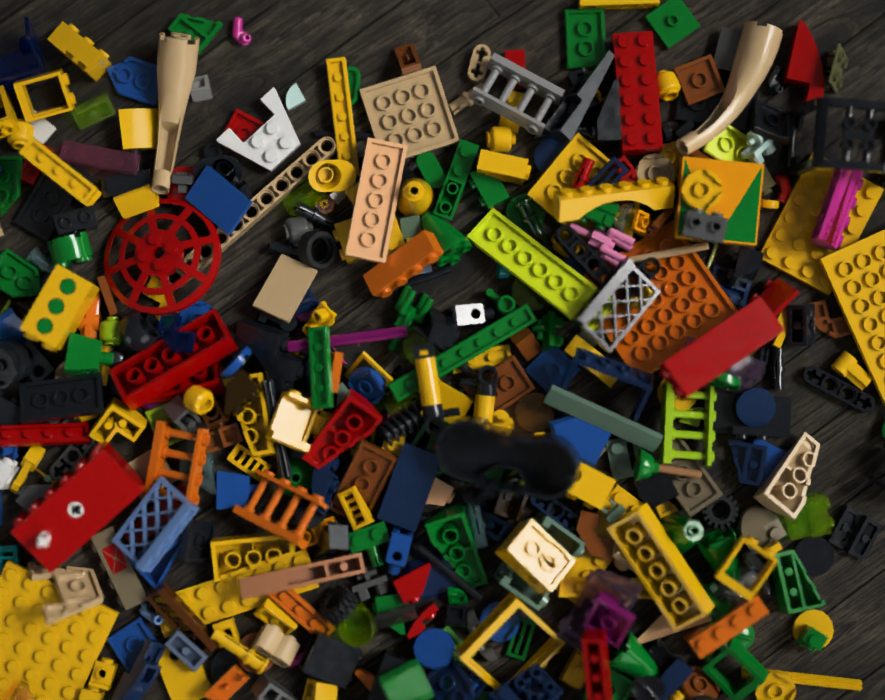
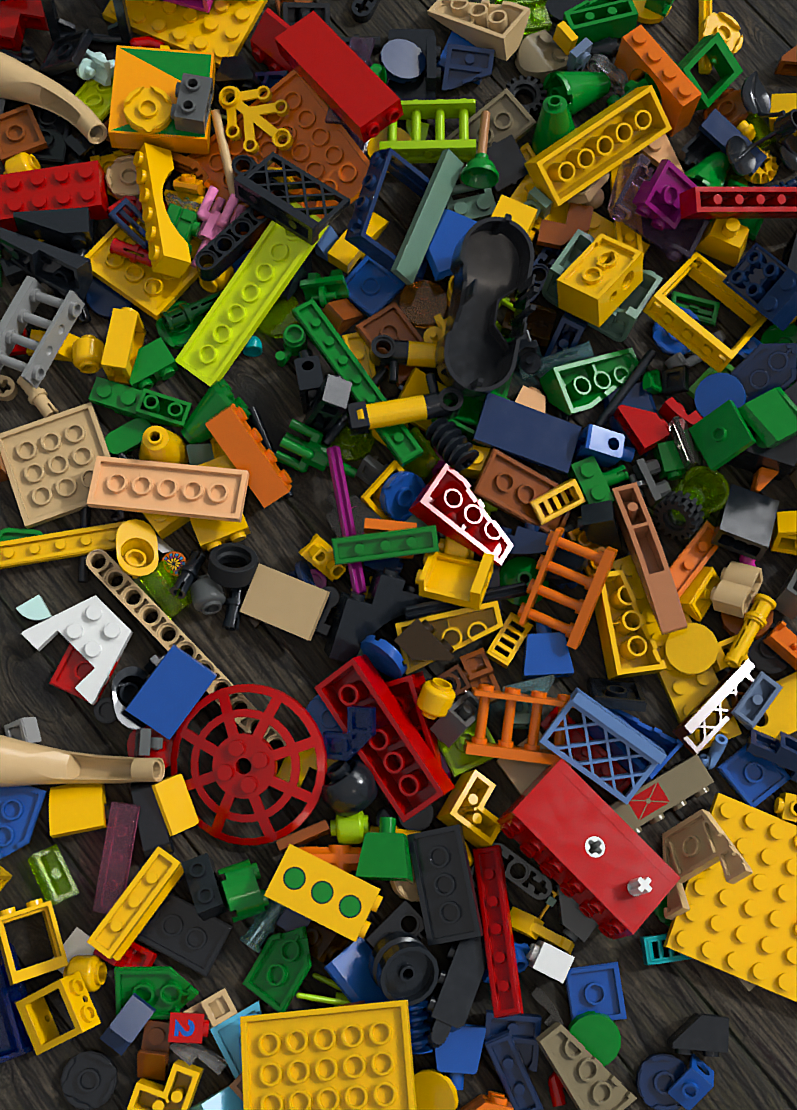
camera: 95 degrees left, 10 degrees down
(227, 604) = (692, 649): none -> yellow tile
(397, 644) = (722, 435): none -> green plate
(698, 276) = (253, 115): none -> yellow plant
(747, 593) = (601, 36): yellow window -> none

